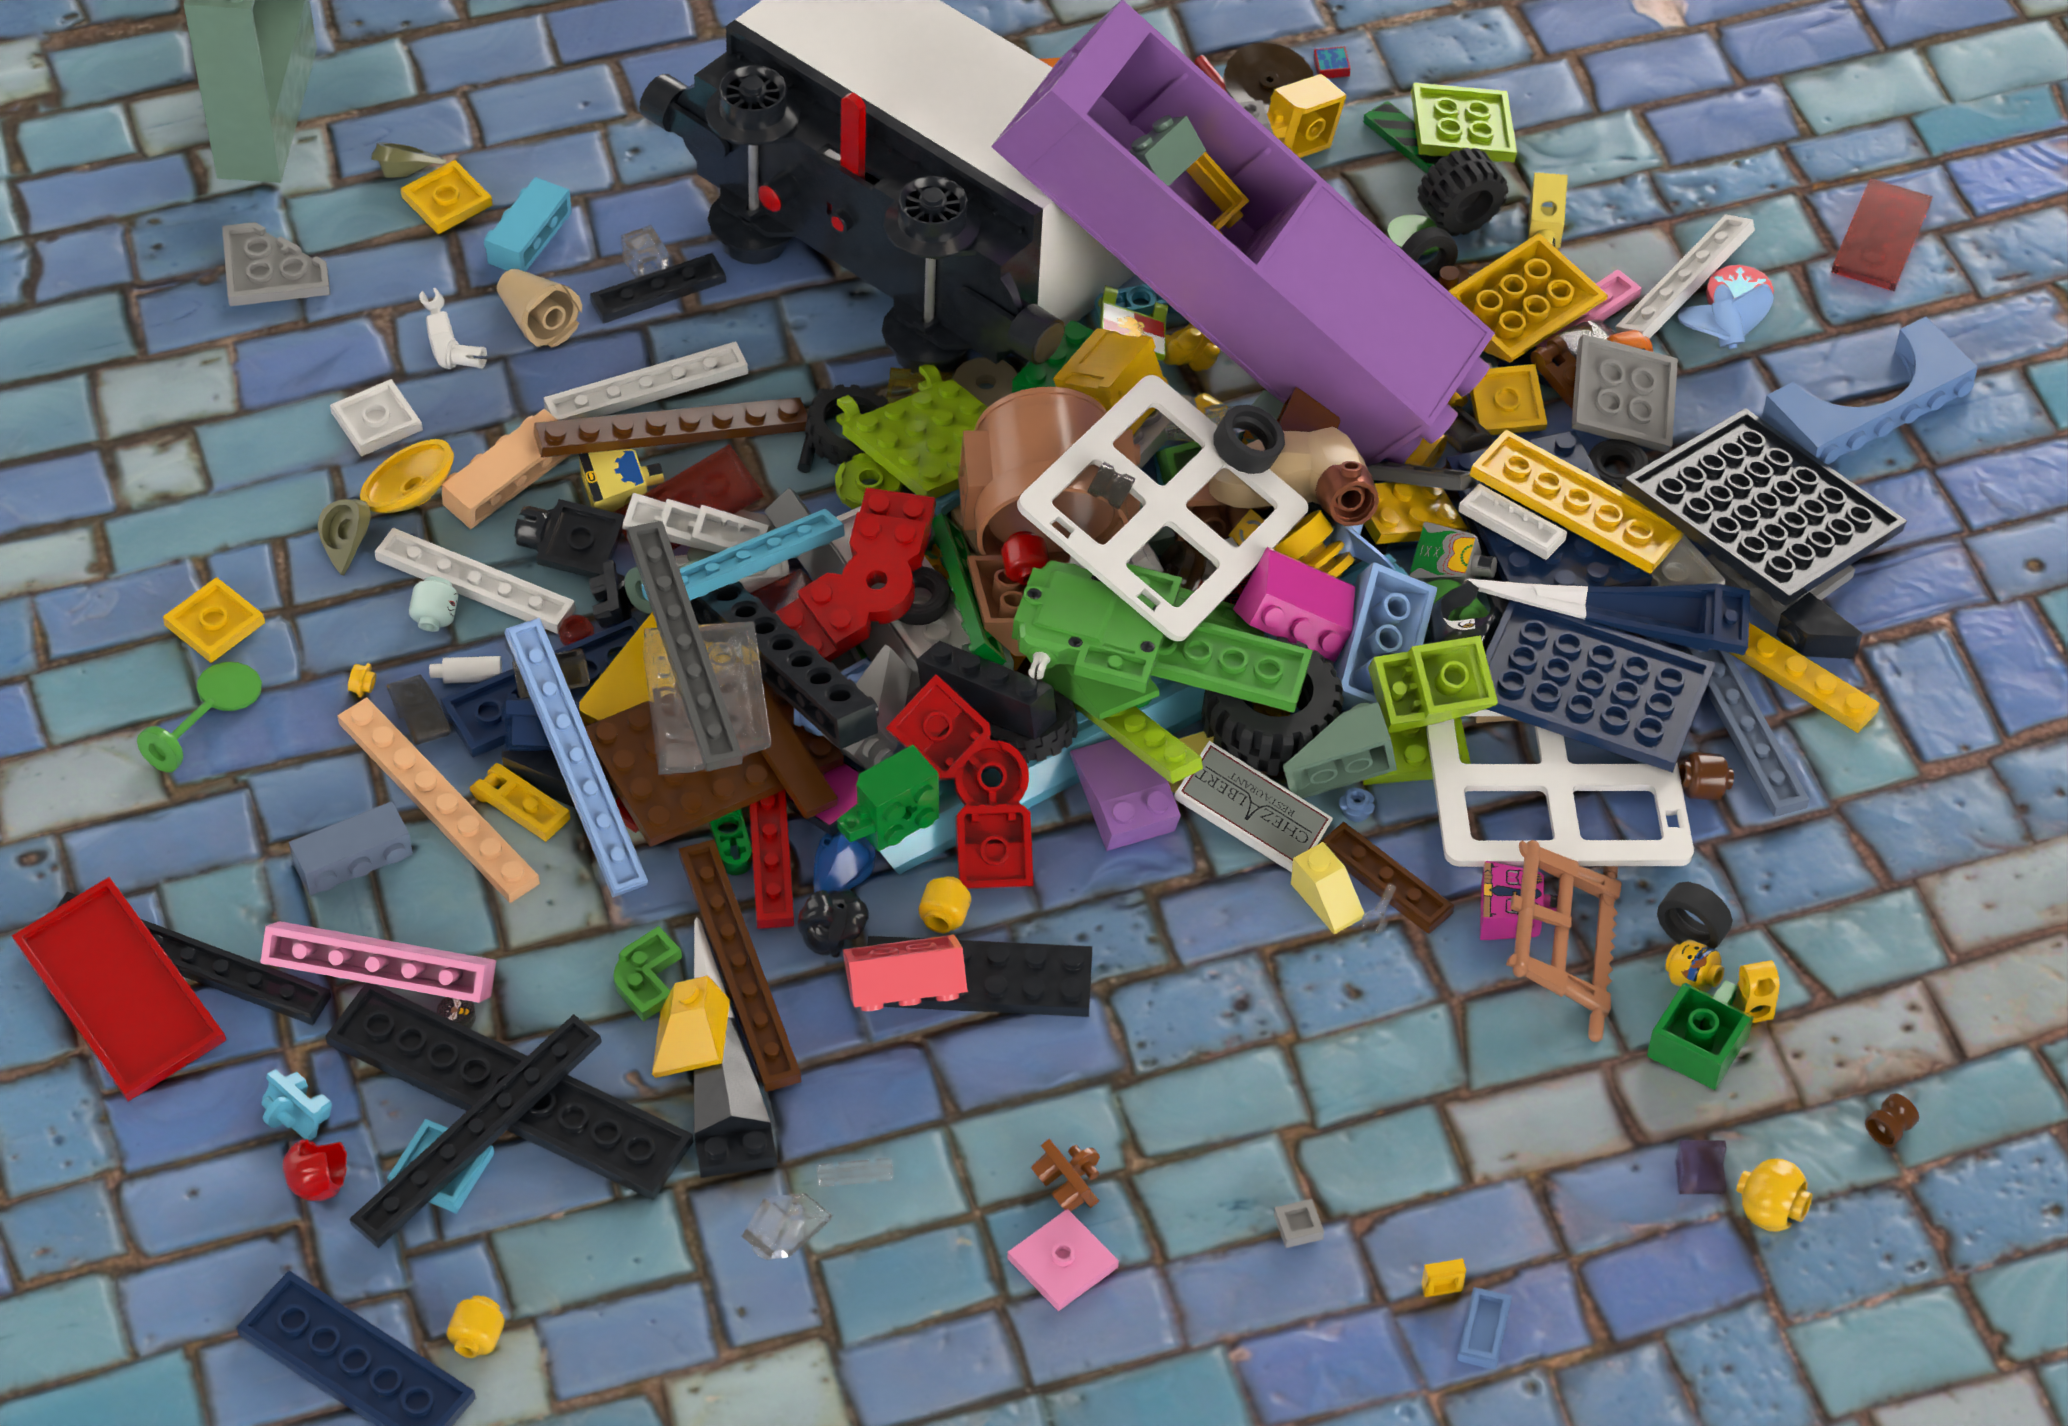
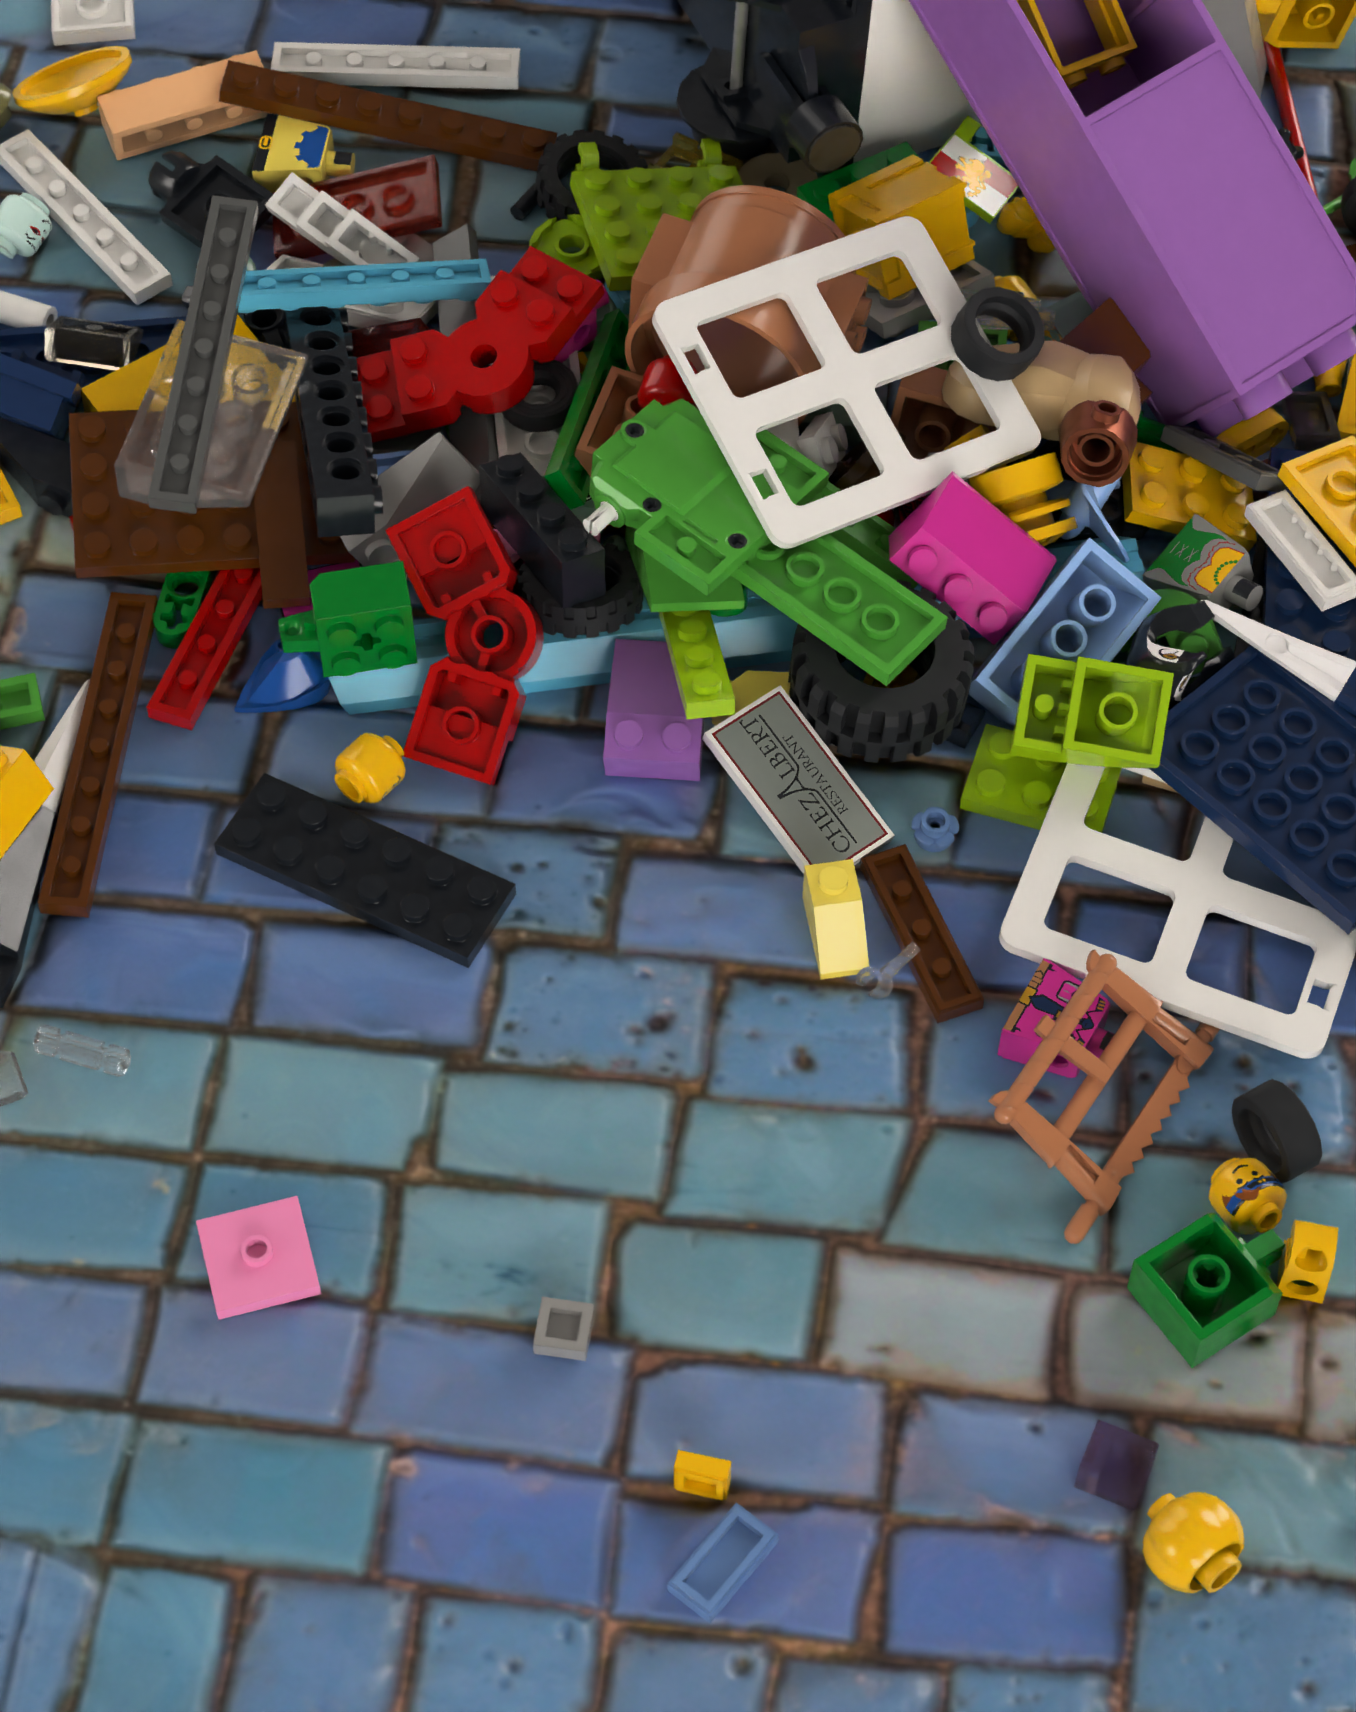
camera: 25 degrees right, 5 degrees up
(574, 629) = (155, 304): clear red plate -> none
(576, 757) = (41, 445): light blue tile -> none
(827, 926) = (227, 737): black hair -> none
(905, 972) = (265, 831): coral slope -> none
(1054, 1164) = (329, 1153): dark orange hips -> none
(1111, 485) = (783, 329): clear smoke wheel -> none
(1343, 753) = (934, 758): sand green slope -> none

